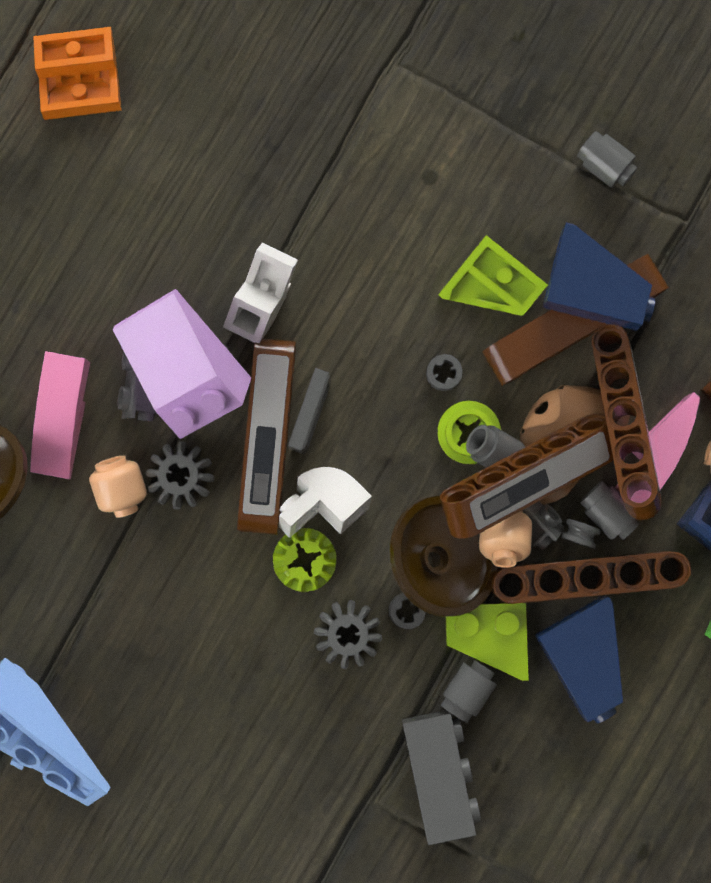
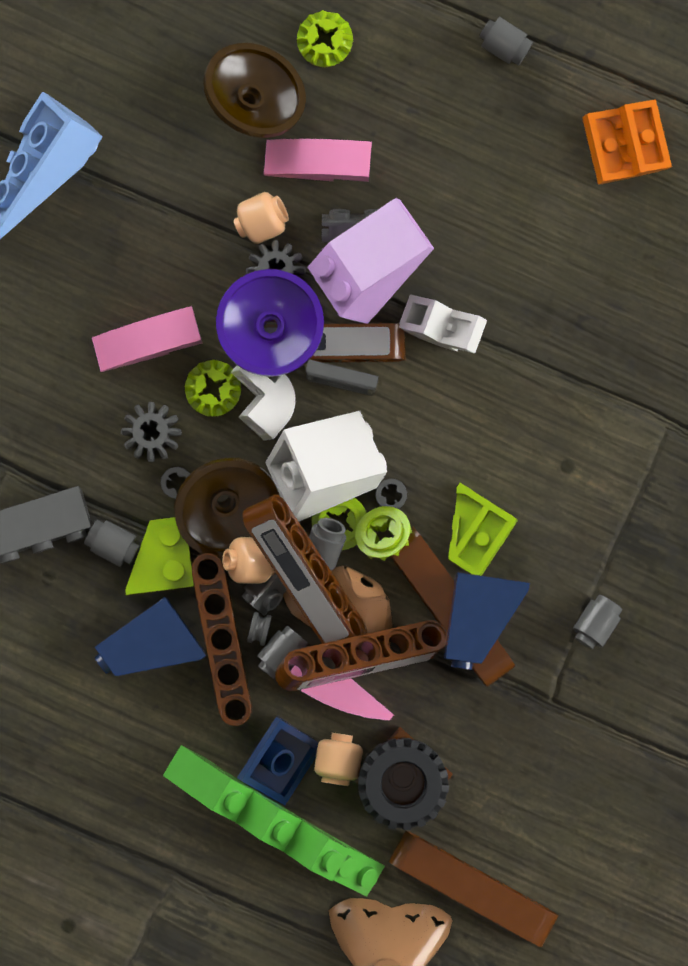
camera: 80 degrees right, 0 degrees up
(211, 485) = (265, 298): none -> dark purple dish
(242, 628) = (147, 339): none -> bright pink slope
(405, 440) = (325, 463): none -> white slope
(472, 386) = (379, 520): none -> lime gear

